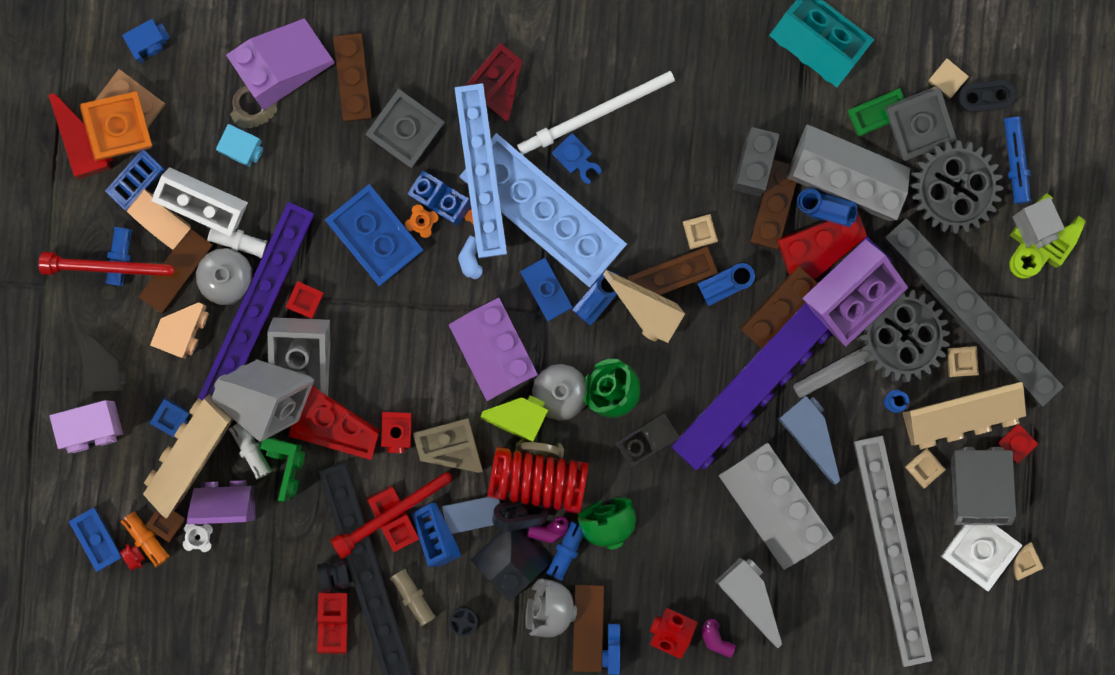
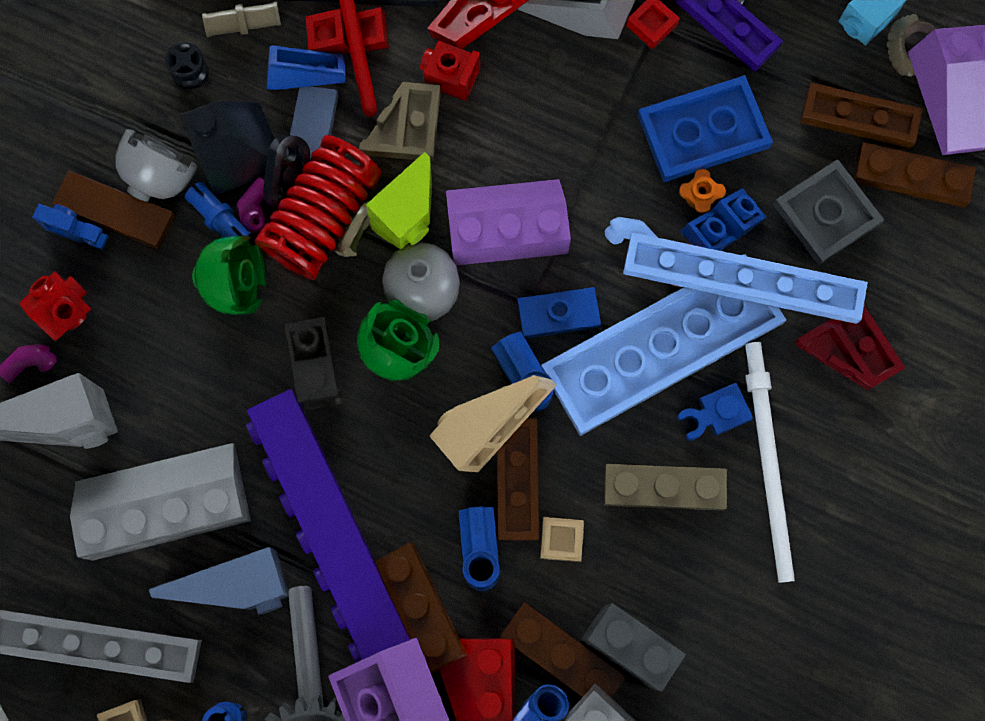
camera: 115 degrees right, 10 degrees down
(323, 128) = (861, 115): none -> reddish brown plate
(639, 176) = (665, 487): none -> dark tan plate

